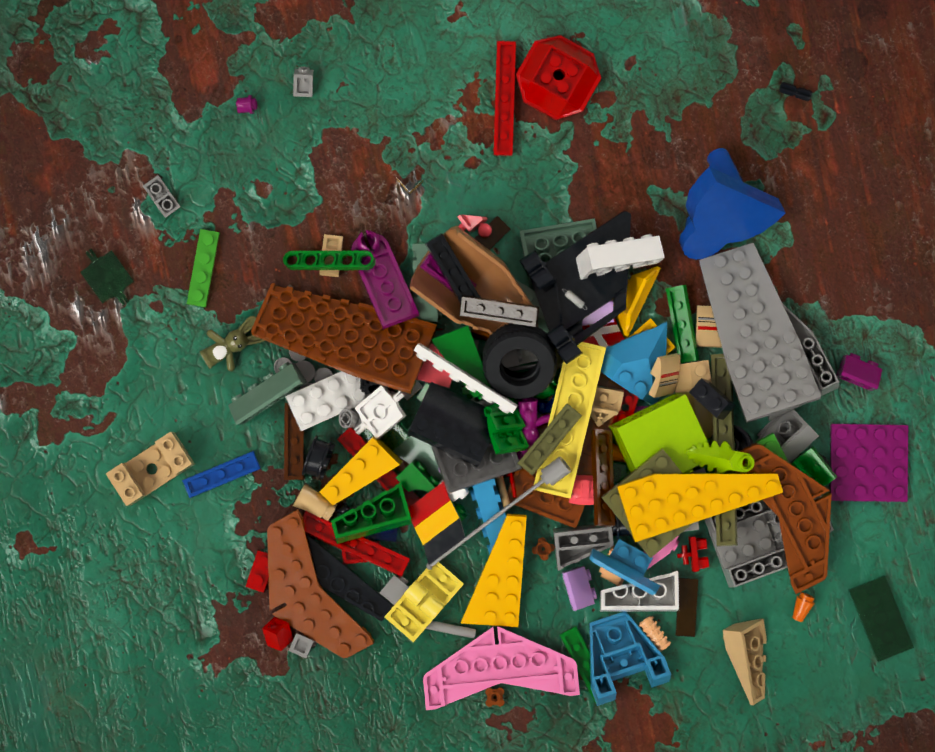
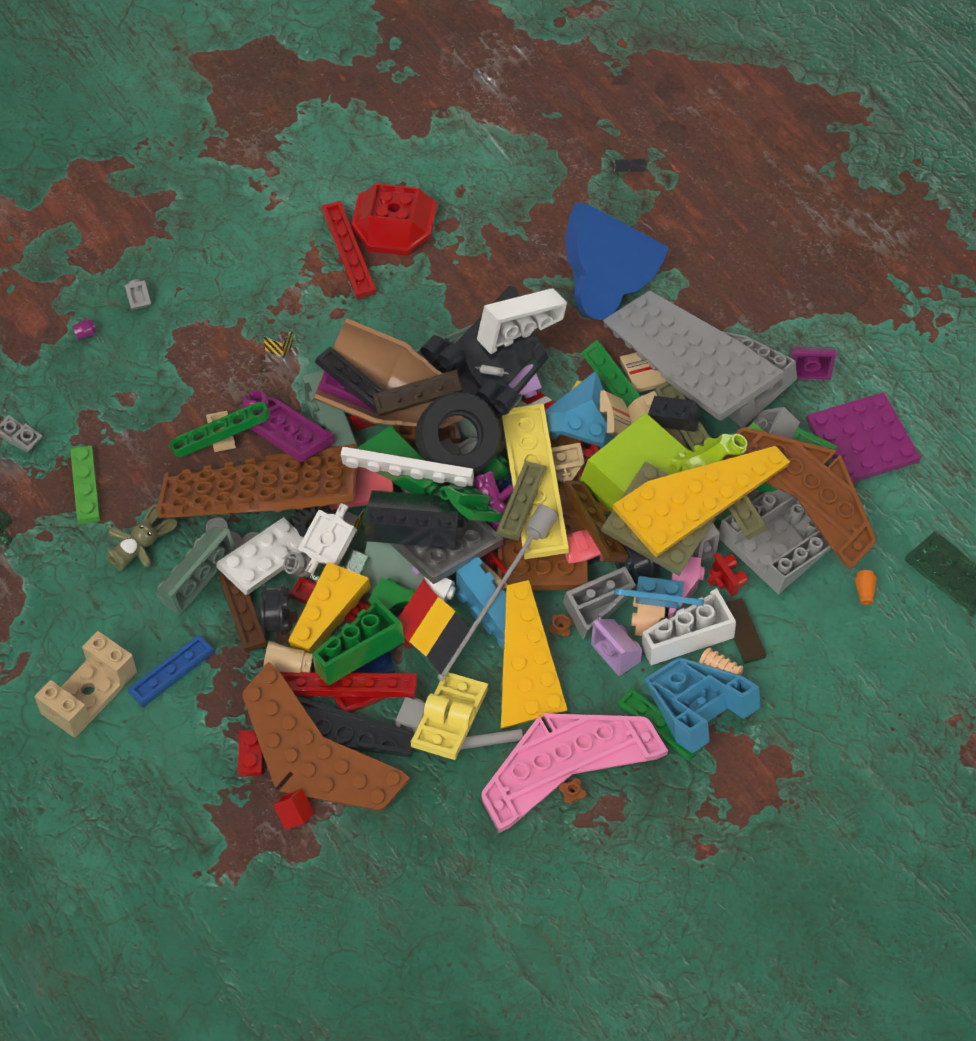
camera: 20 degrees left, 30 degrees down
(301, 645) = (326, 812): light grey plate -> none
(637, 292) = (553, 370): yellow wedge -> none
(745, 648) = (824, 642): tan wedge -> none

